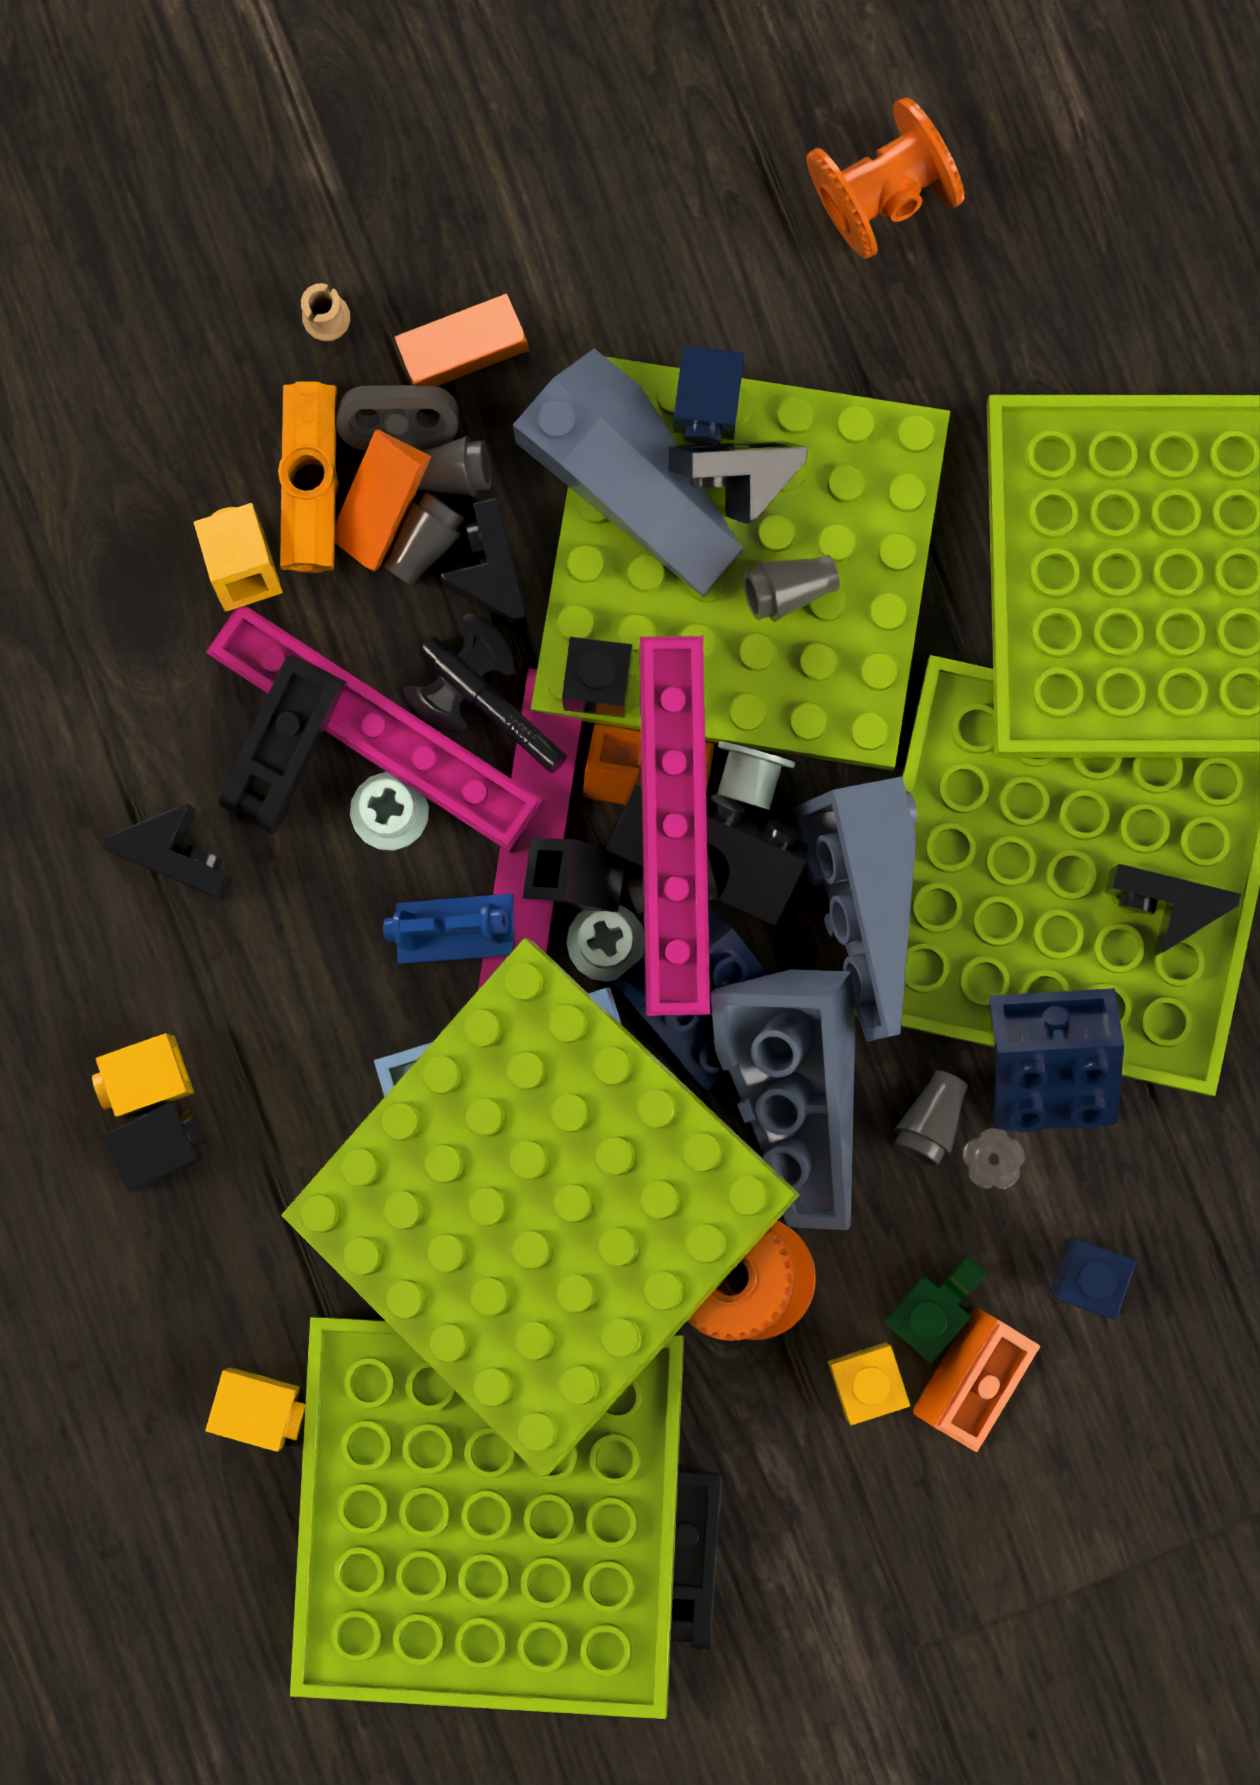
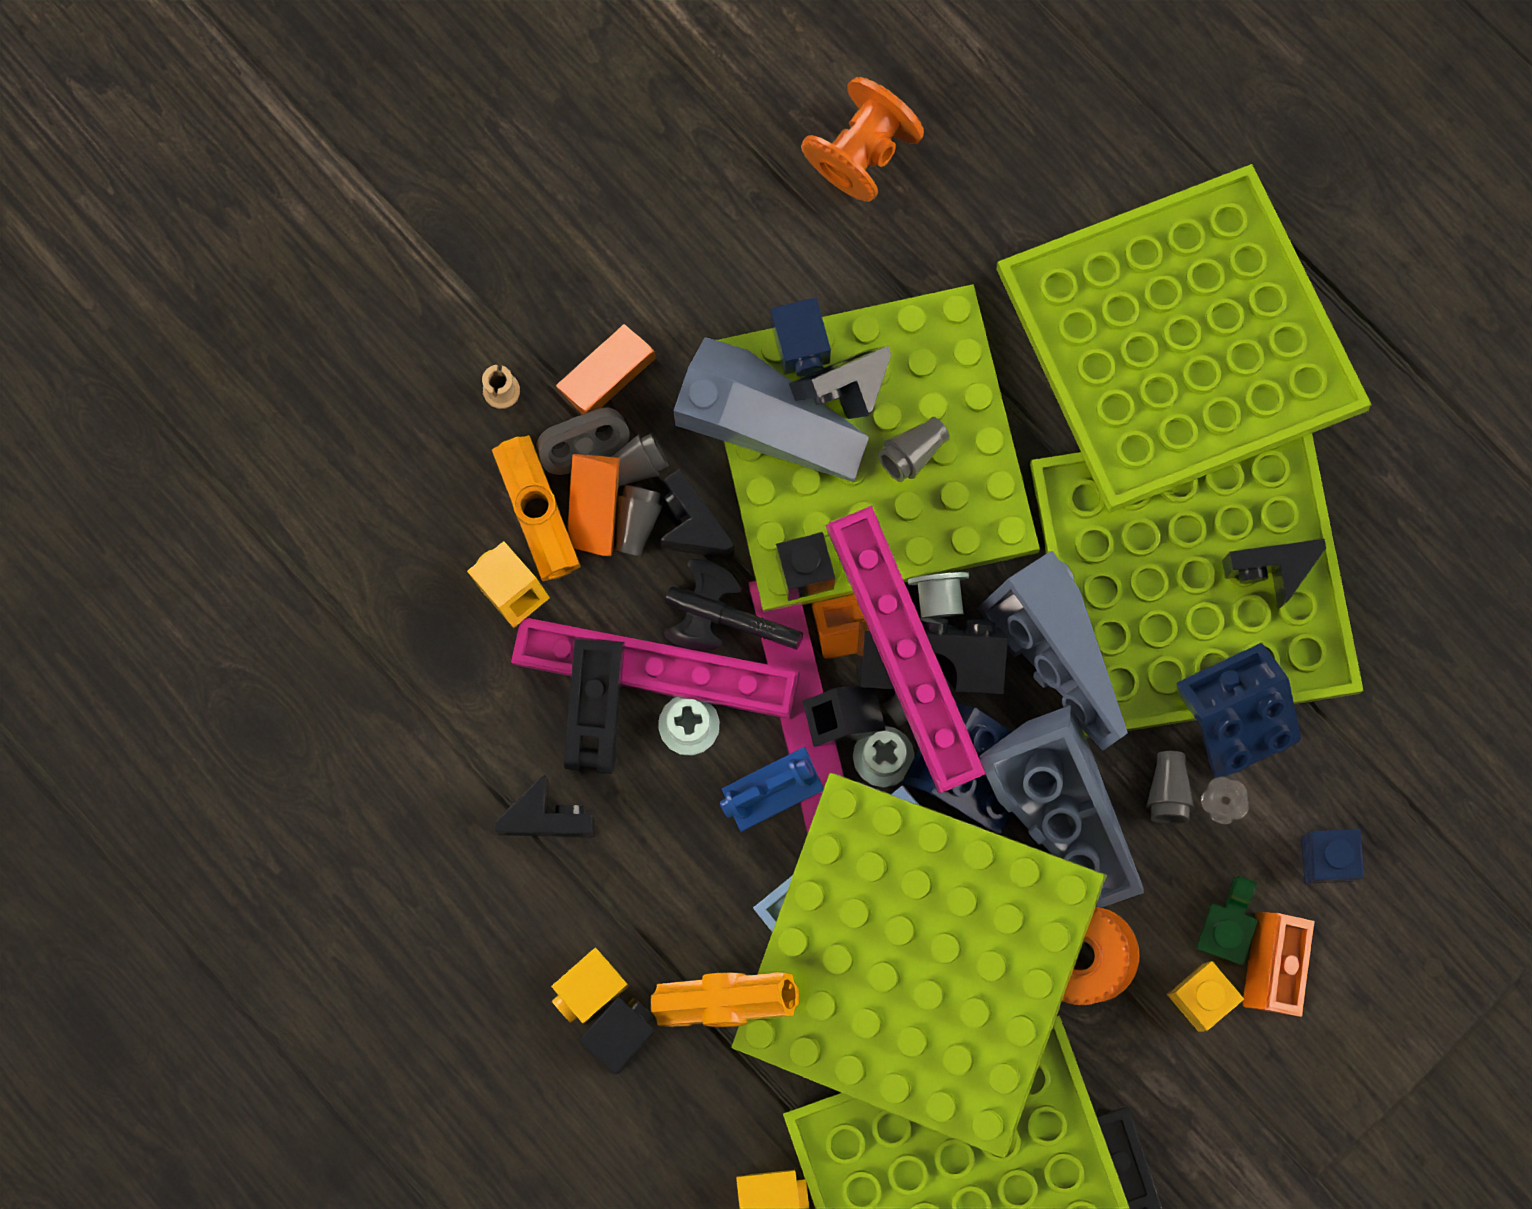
camera: 30 degrees left, 5 degrees down
(293, 1157) = (725, 999): none -> light orange piece

